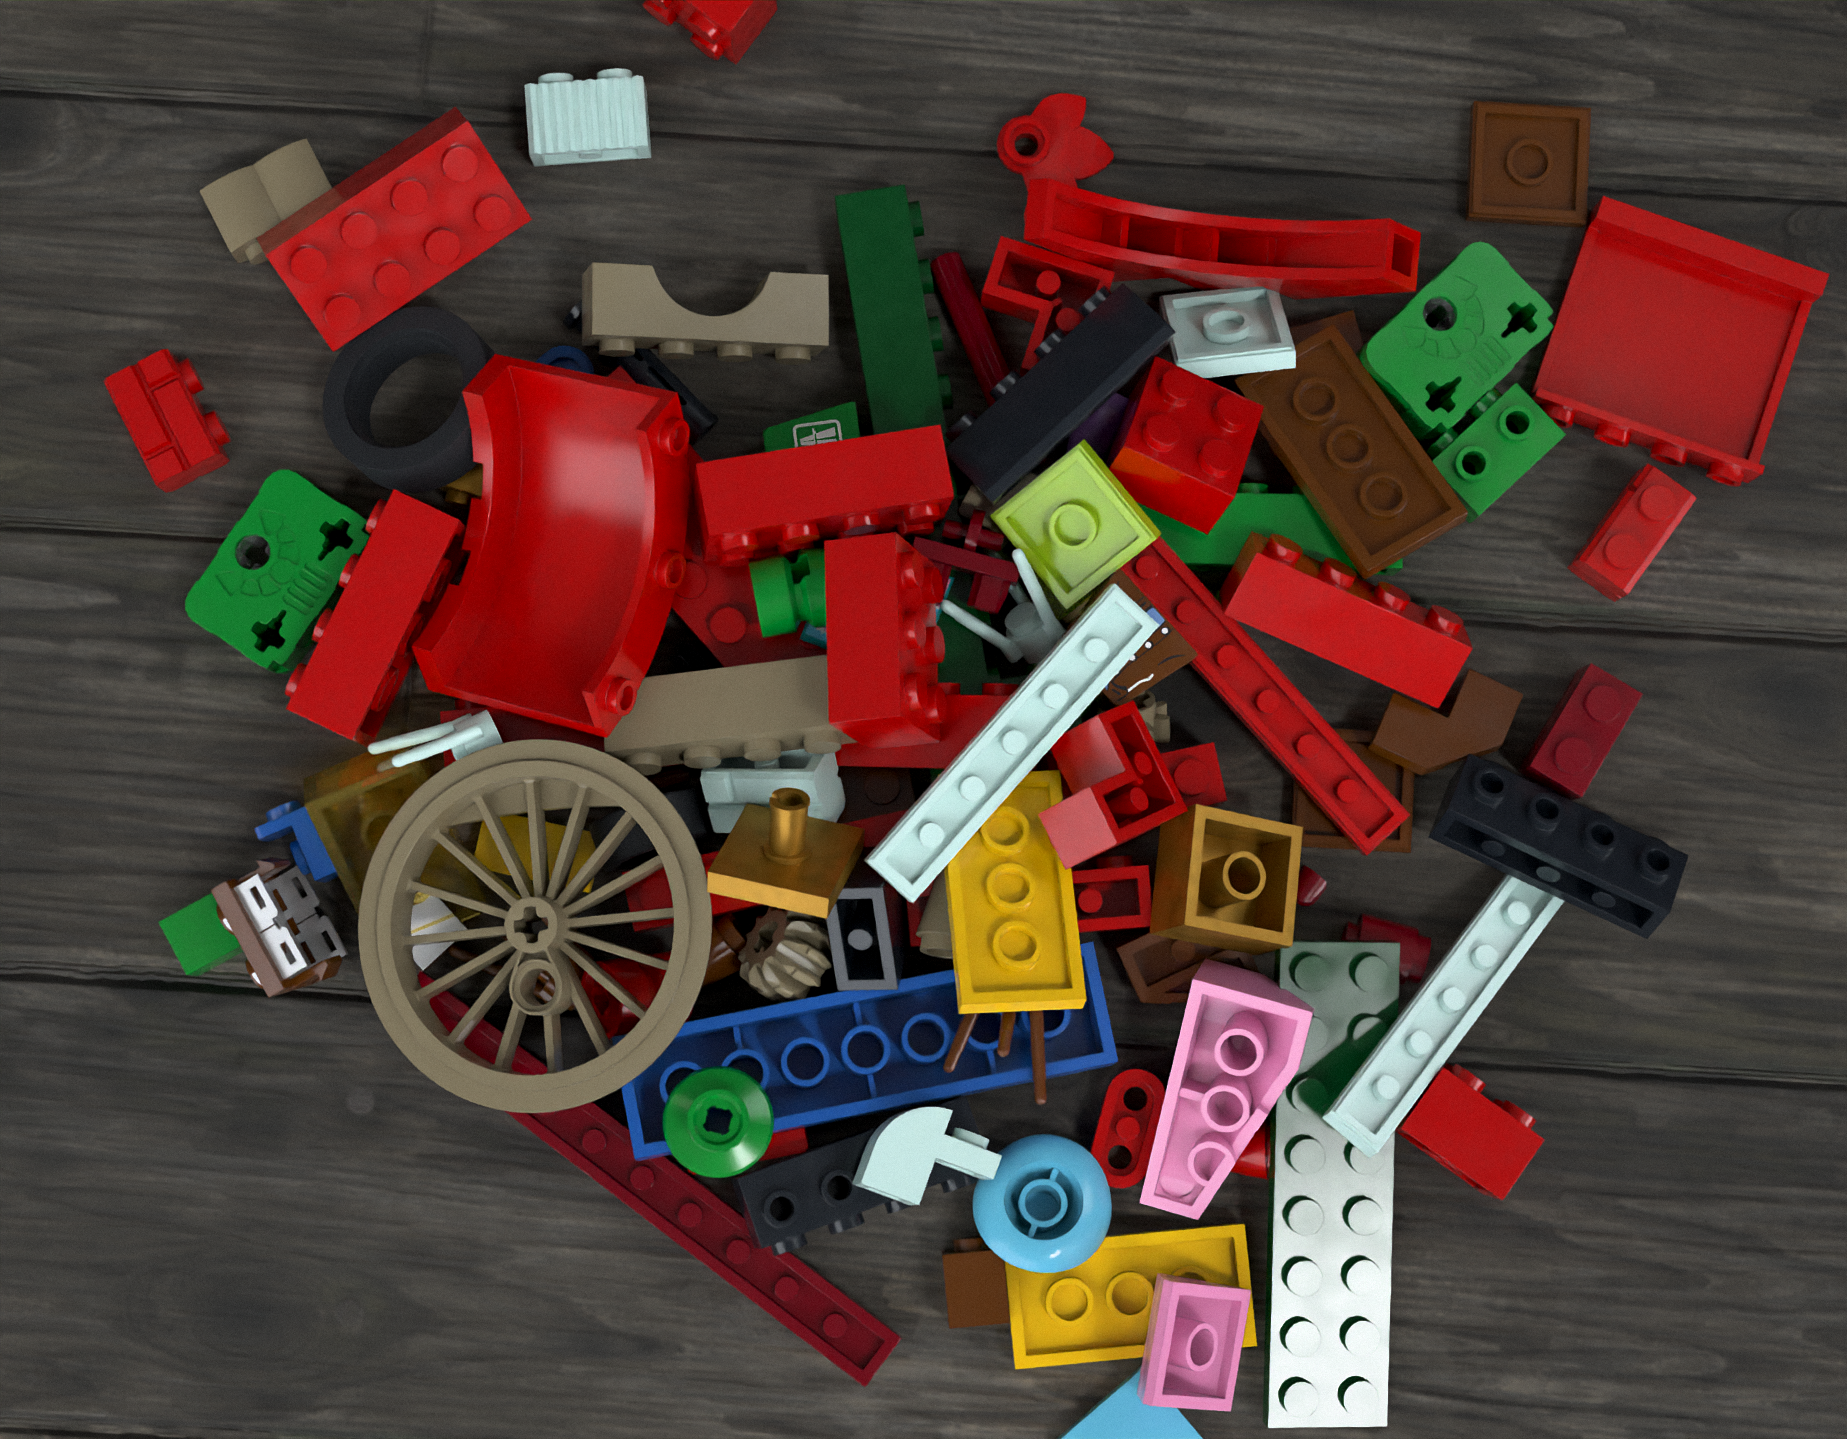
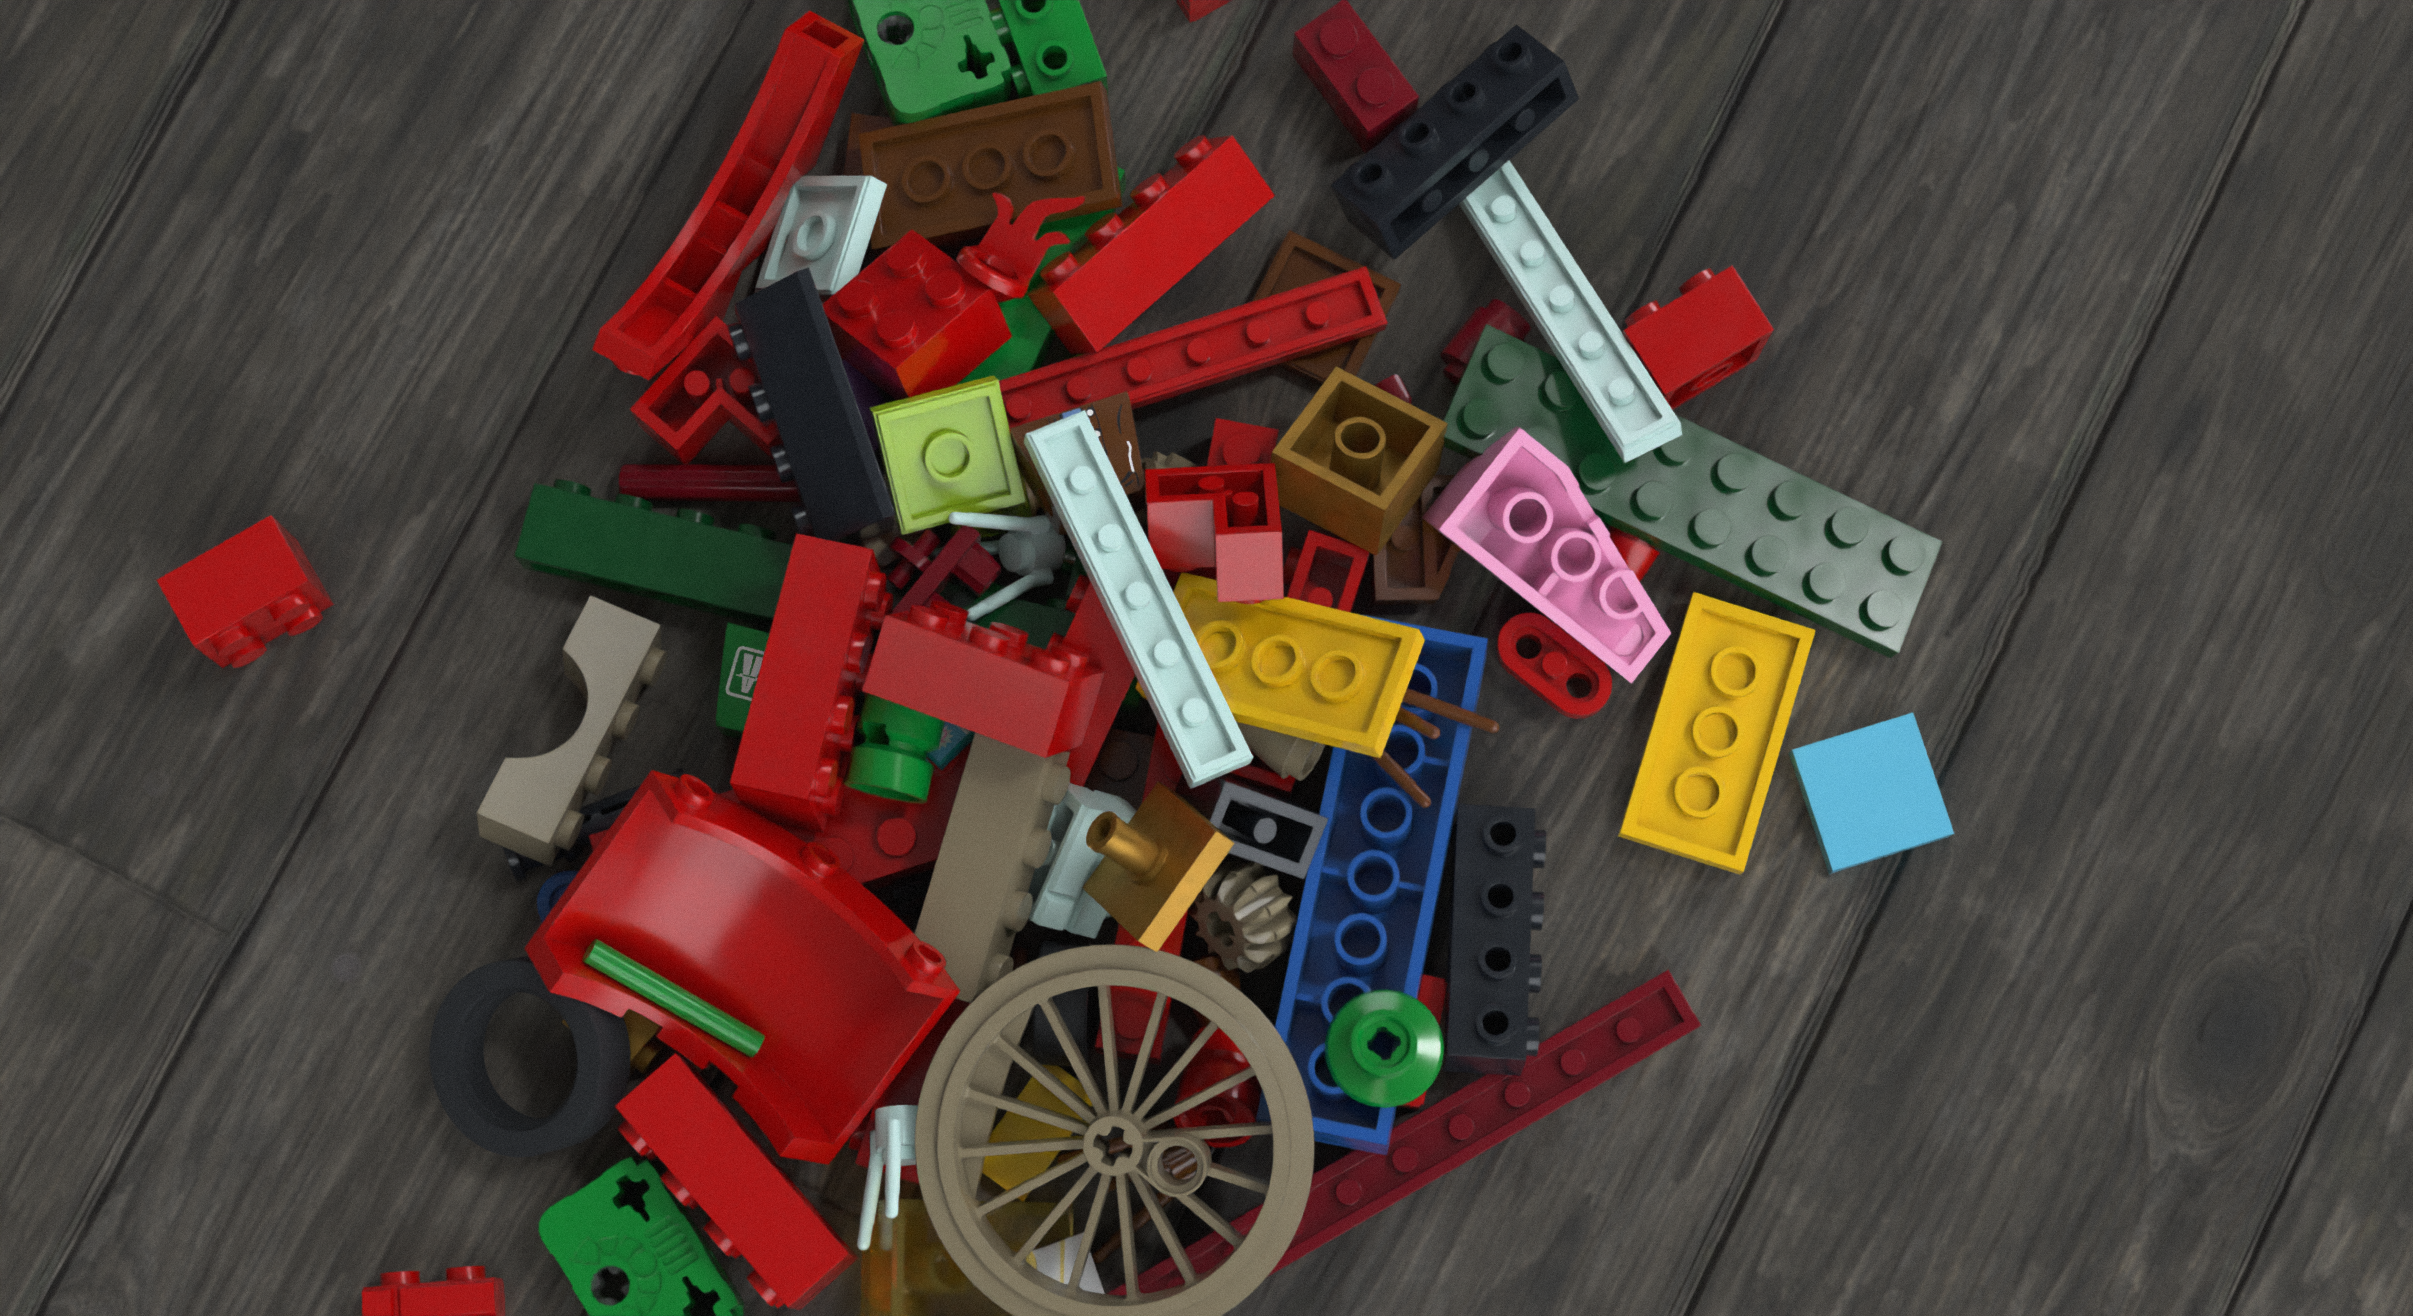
camera: 65 degrees left, 5 degrees down
(264, 195) = (260, 1121): dark tan brick -> none
(394, 229) = (346, 1004): red brick -> none
(509, 497) = (673, 998): none -> green bar
(587, 118) = (322, 769): light aqua brick -> none
(908, 1144) = (1488, 875): light aqua brick -> none
(974, 1284) = (1644, 875): reddish brown brick -> none
(1044, 1204) = (1593, 776): medium azure hat -> none
(1063, 146) = (563, 321): red plate -> none
(1193, 1344) = (1788, 688): bright pink slope -> none
(1279, 501) = (1010, 251): none -> red piece
(1430, 741) = (1303, 217): reddish brown tile -> none

